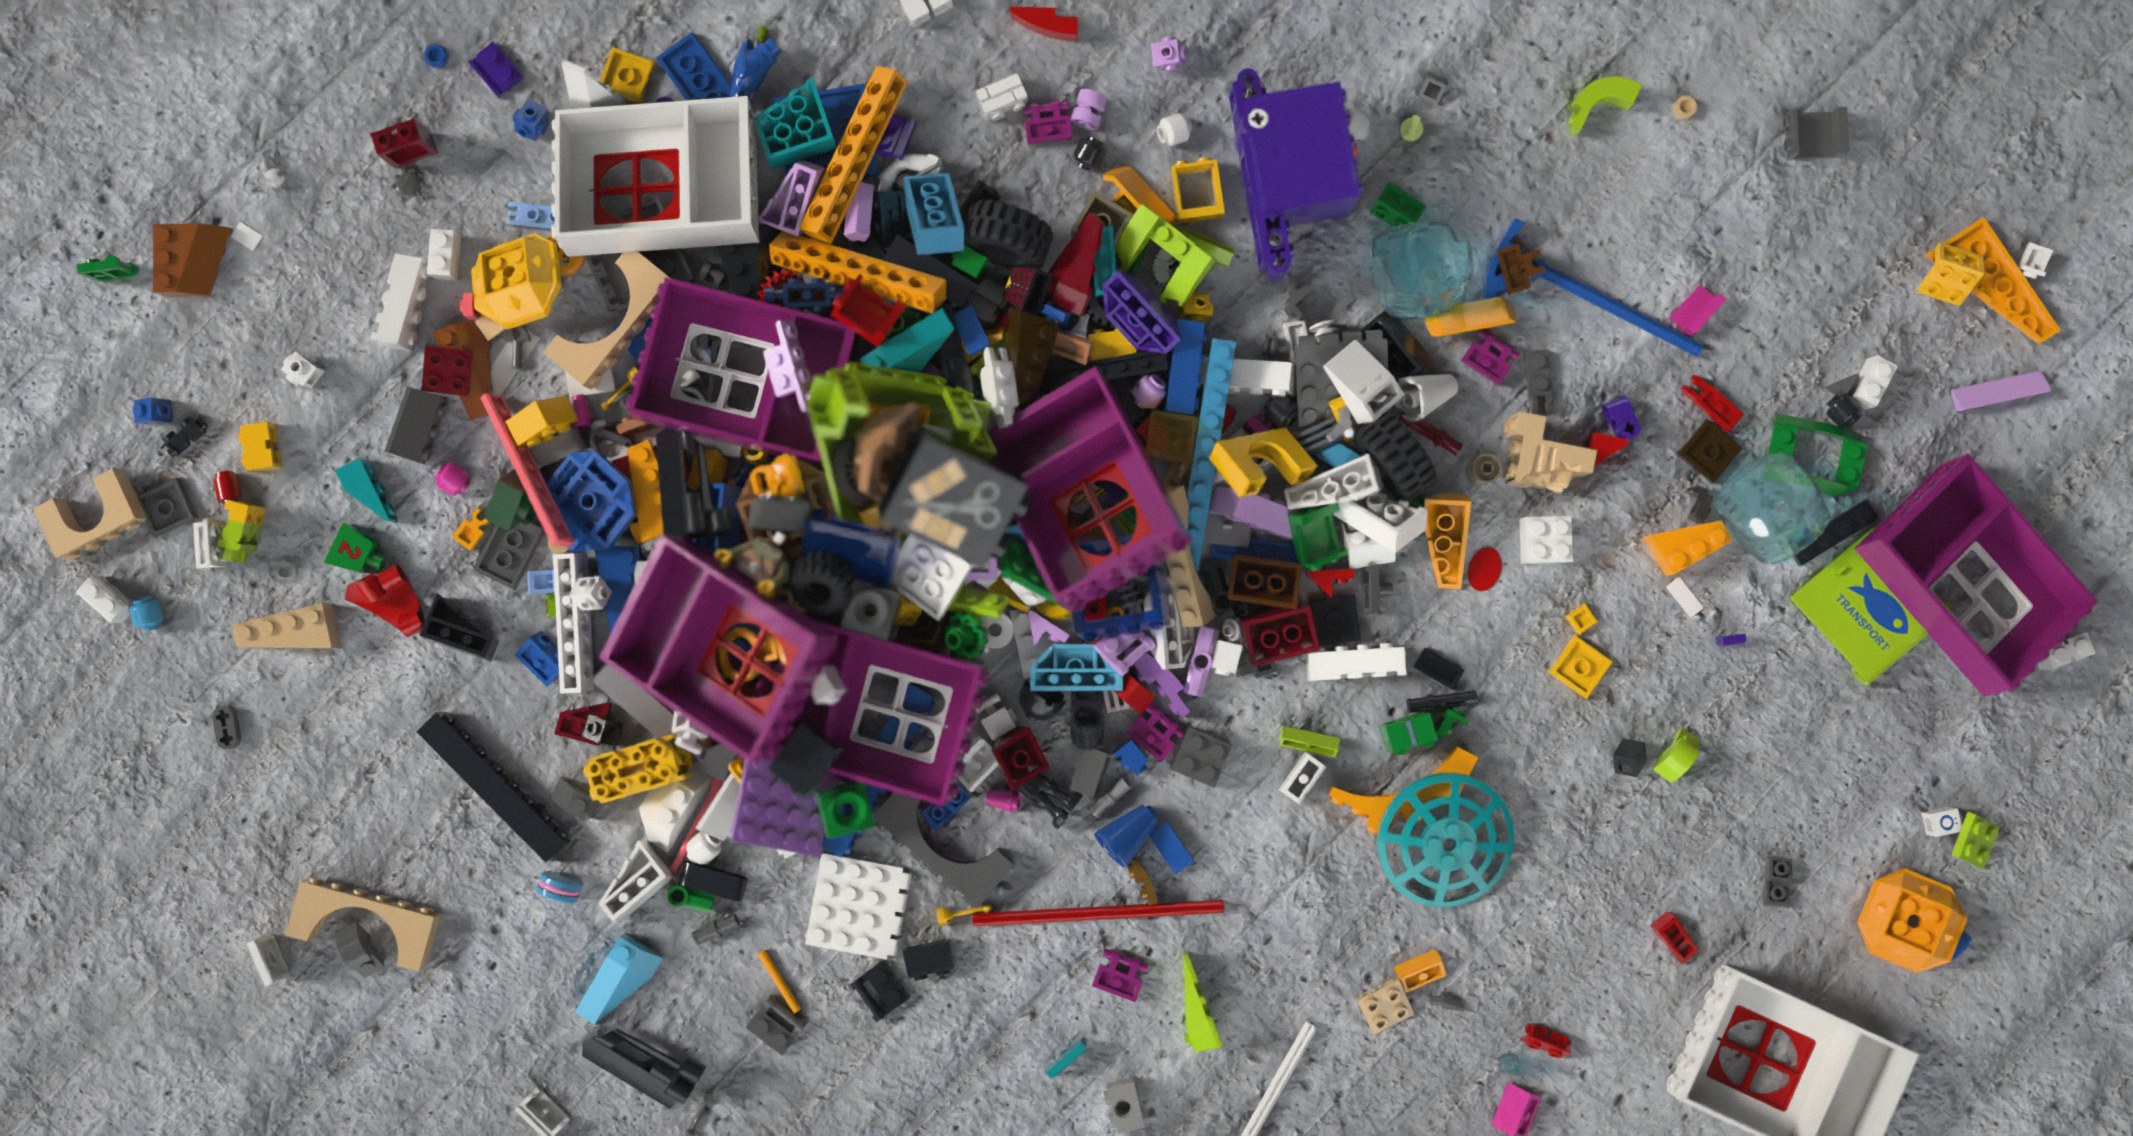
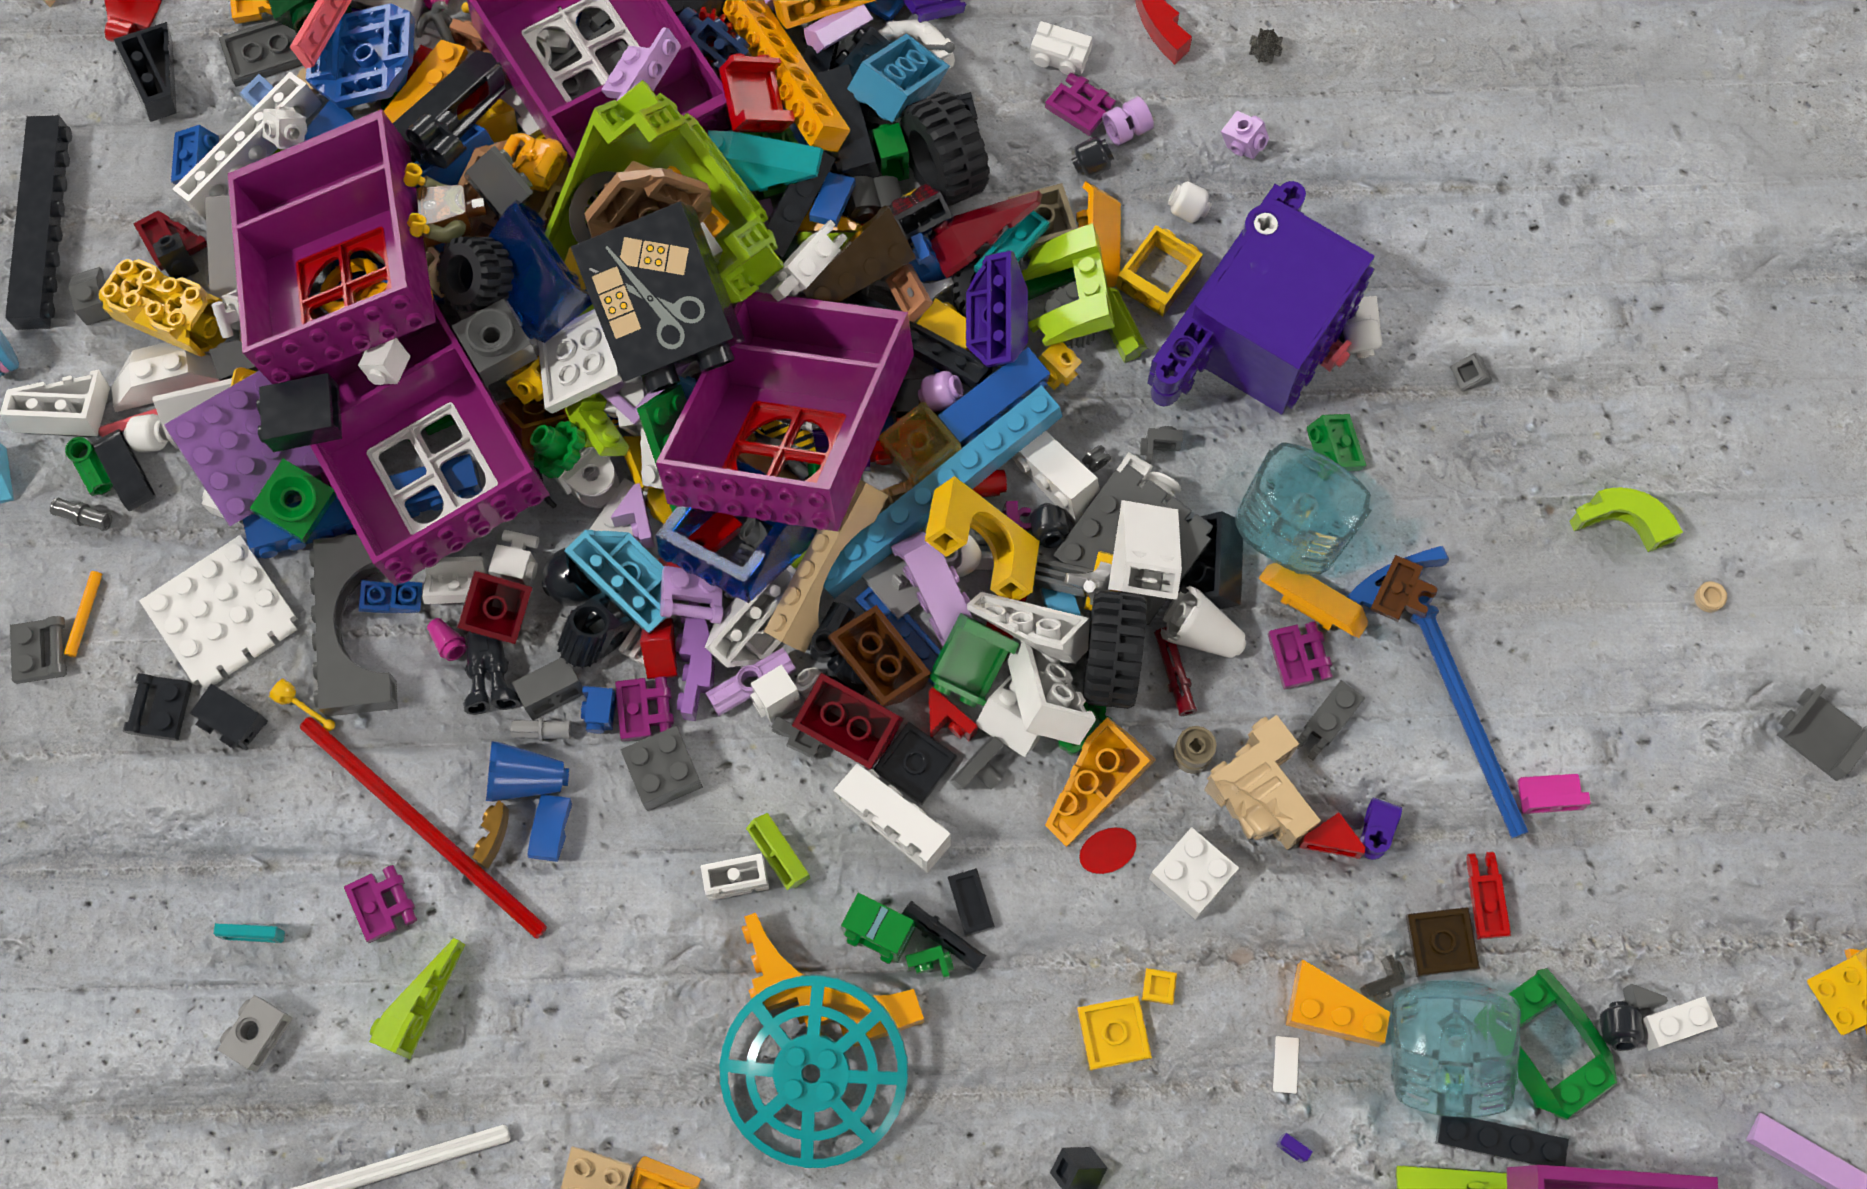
camera: 45 degrees right, 15 degrees down
(1411, 128) = (1416, 388): yellowish green plate -> none

